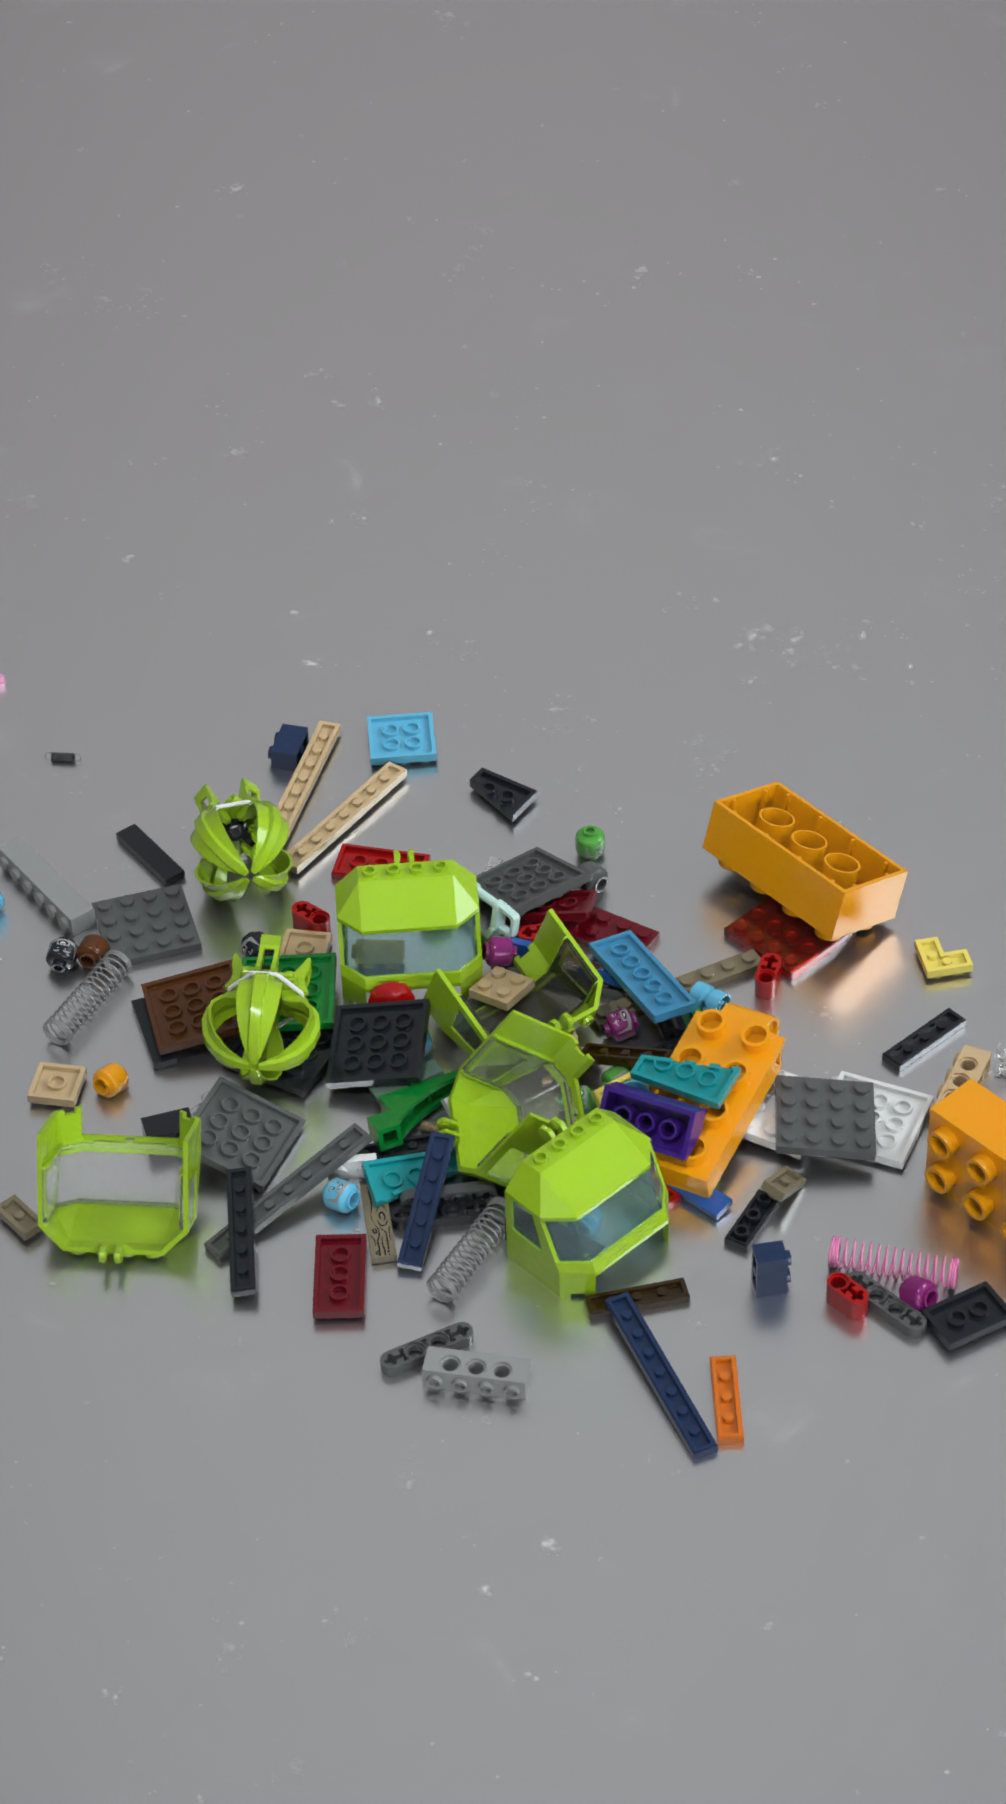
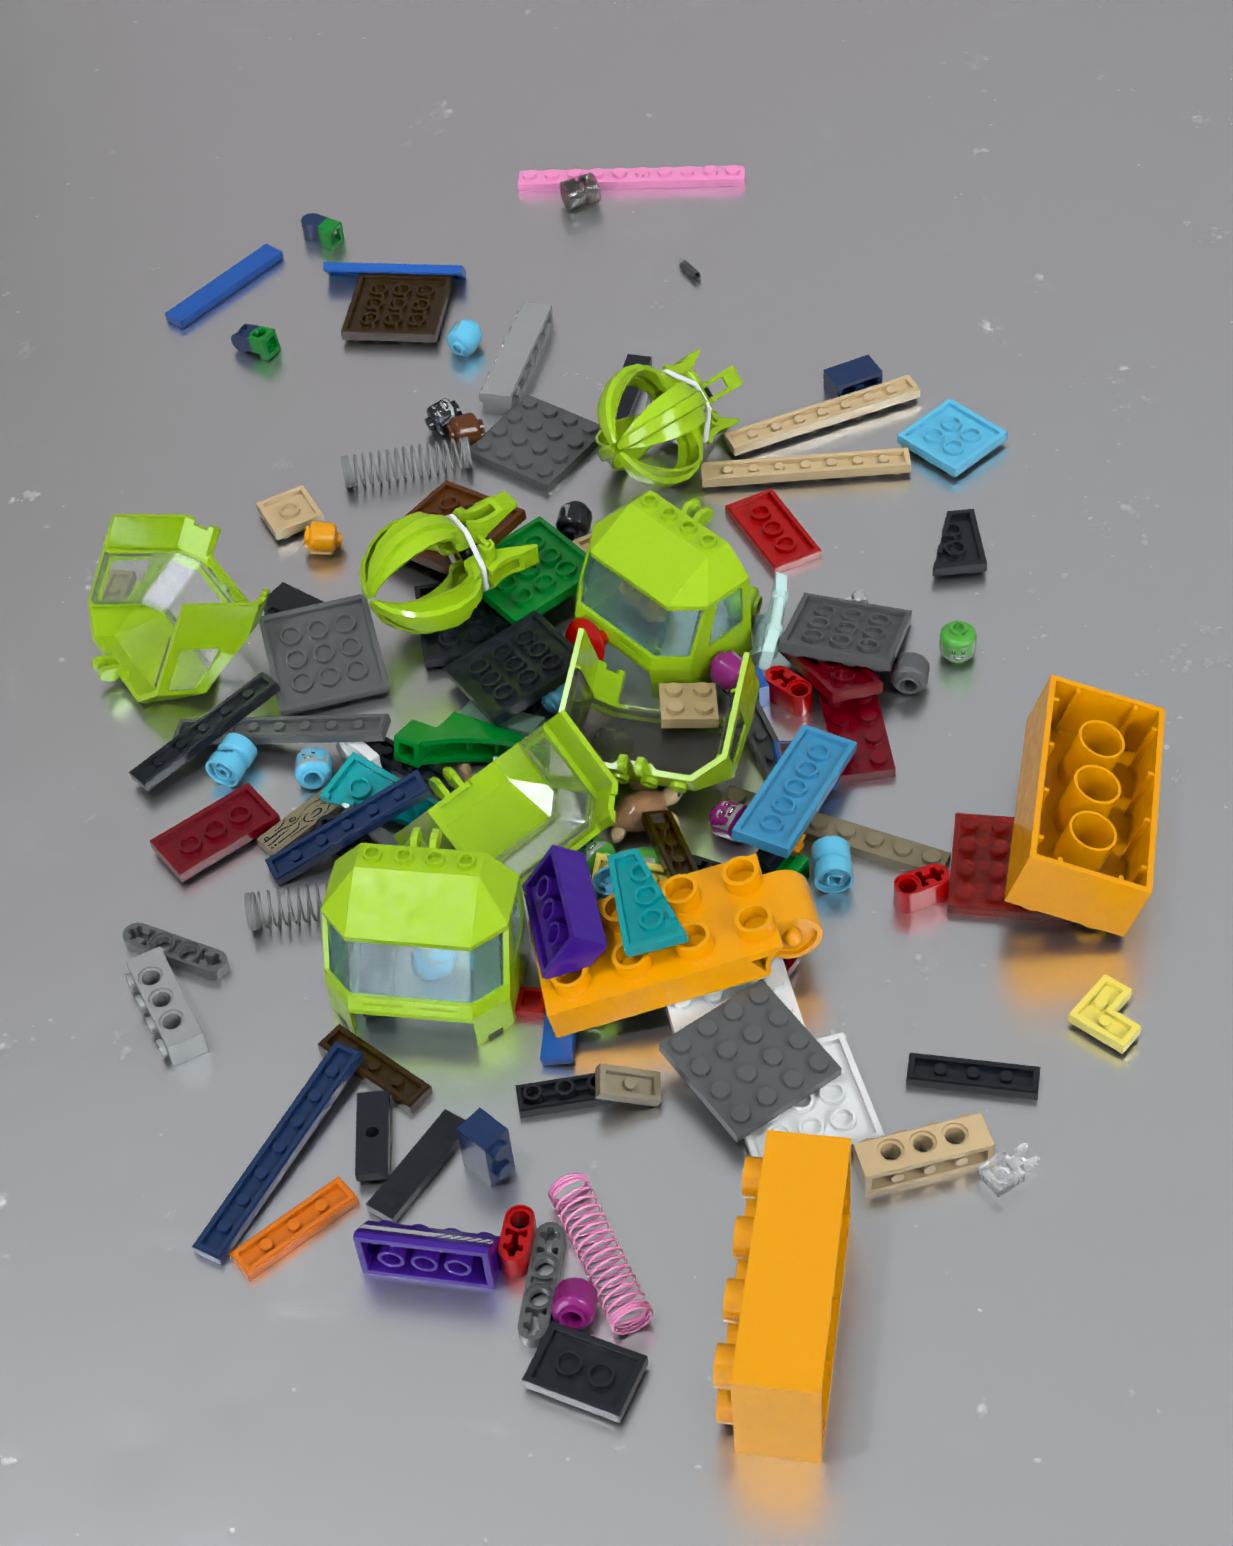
camera: 55 degrees right, 5 degrees up
(283, 1232) = (231, 759): none -> medium azure wheel
(695, 1323) = (372, 1135): none -> black tile
(739, 1316) = (416, 1168): none -> black tile
(819, 1338) = (428, 1253): none -> dark purple slope

